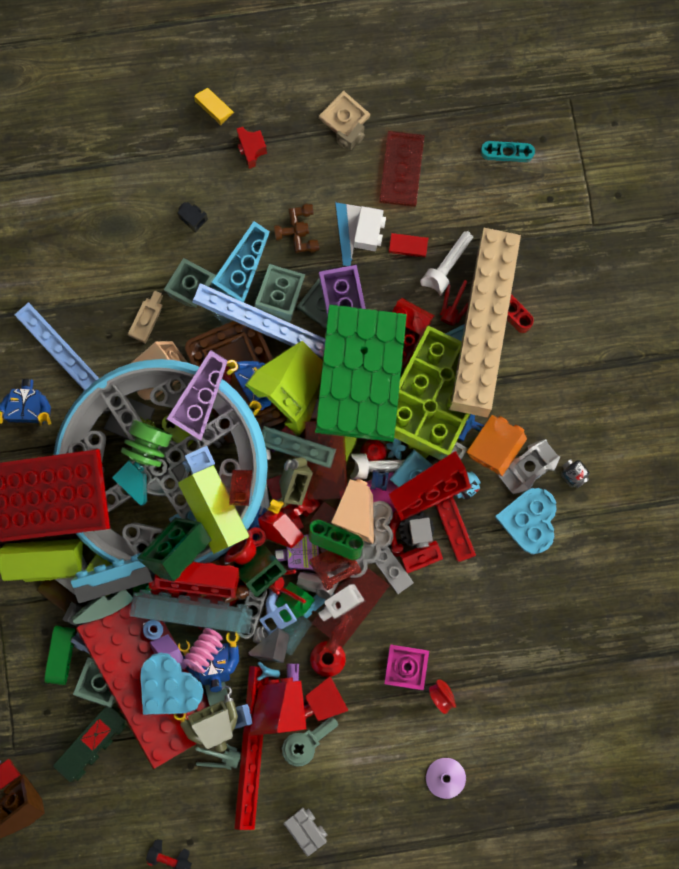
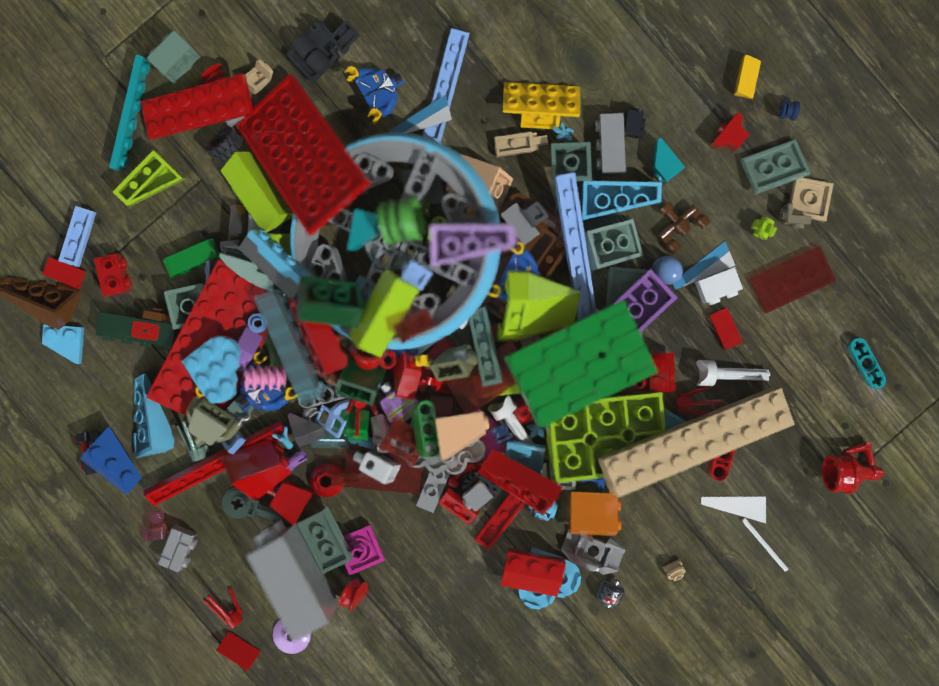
camera: 60 degrees right, 10 degrees up
(28, 734) = (113, 275): none -> red brick
(58, 817) = (66, 341): none -> medium azure wing
(74, 377) = (431, 115): none -> sticker
(88, 716) = (156, 314): none -> reddish brown plate
(126, 280) = (541, 103): none -> yellow bracket
(162, 276) = (563, 133): none -> medium azure plant
(182, 785) = (153, 429): none -> medium azure wedge
(192, 840) = (112, 462): none -> blue wedge
(196, 244) = (610, 144): none -> light grey brick
(213, 338) = (535, 214): none -> dark grey tile
(224, 351) = (525, 232): none -> light grey tile
(239, 210) = (665, 162): none -> teal slope
(261, 89) = (789, 109): none -> dark blue wheel
(277, 838) = (157, 530): none -> clear pink piece
(300, 127) = (775, 166): none -> sand green tile
(329, 259) = (668, 269): none -> medium blue helmet
(344, 165) = (763, 228): none -> lime gear
(379, 692) = (325, 540): none -> sand green tile
(394, 735) = (292, 579): none -> light grey brick
(397, 822) = (230, 618): none -> red plant
(430, 835) = (238, 650): none -> red slope
(516, 527) = (533, 572): none -> red slope
(569, 318) = (748, 507): none -> white sticker
(588, 219) = (845, 473): none -> red piece
(588, 408) = (674, 570): none -> tan plate
(609, 322) = (764, 544): none -> white axle

